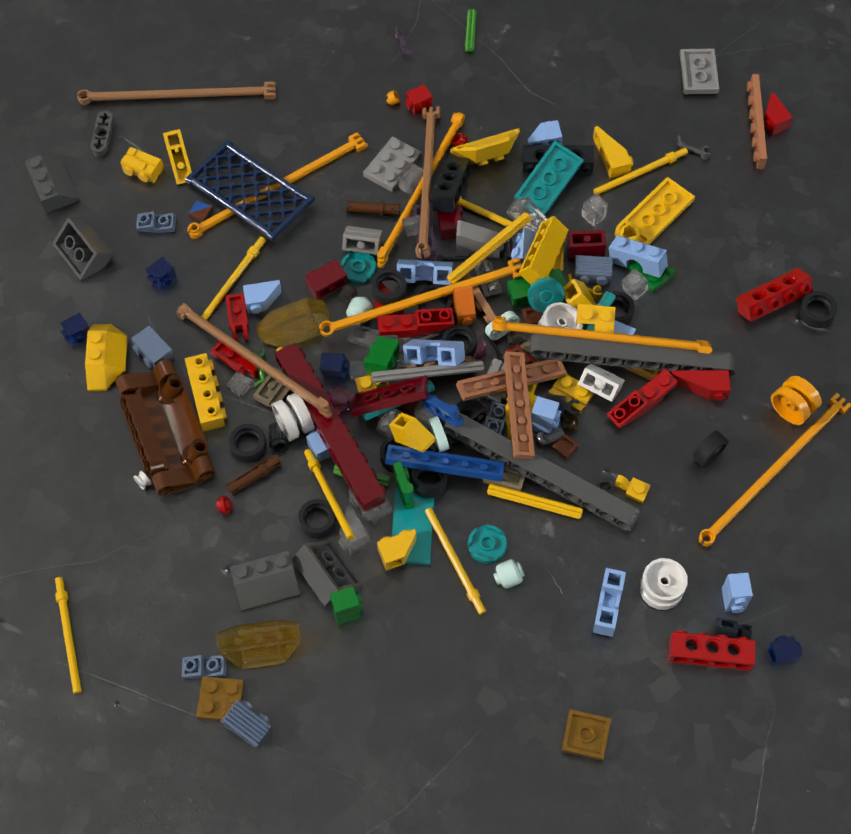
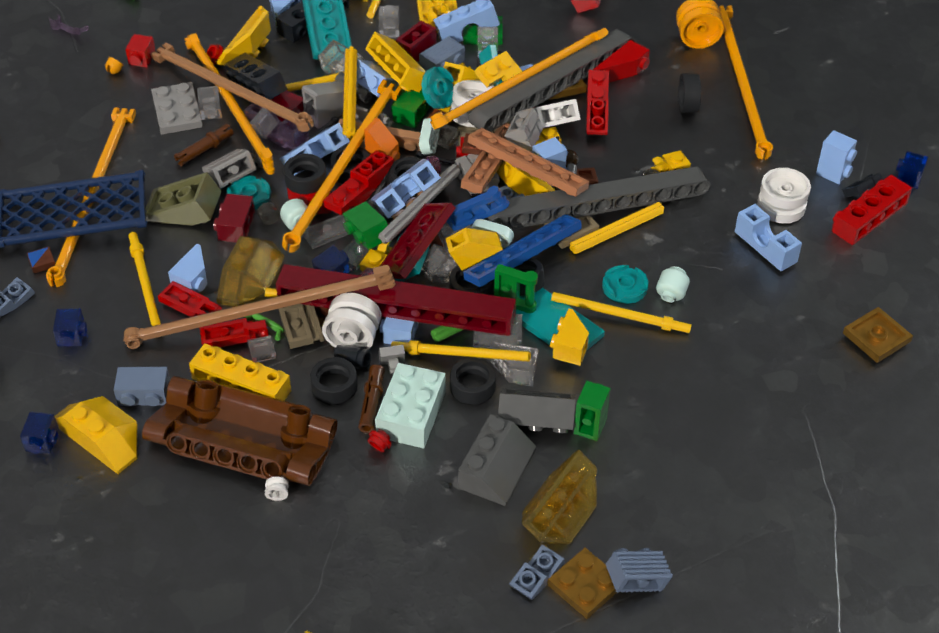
camera: 50 degrees left, 15 degrees down
(264, 500) = (411, 404): none -> light aqua brick
(293, 460) = (391, 356): none -> light grey tile
(312, 241) = (184, 201): none -> olive slope
(554, 378) = (524, 129): none -> light grey brick

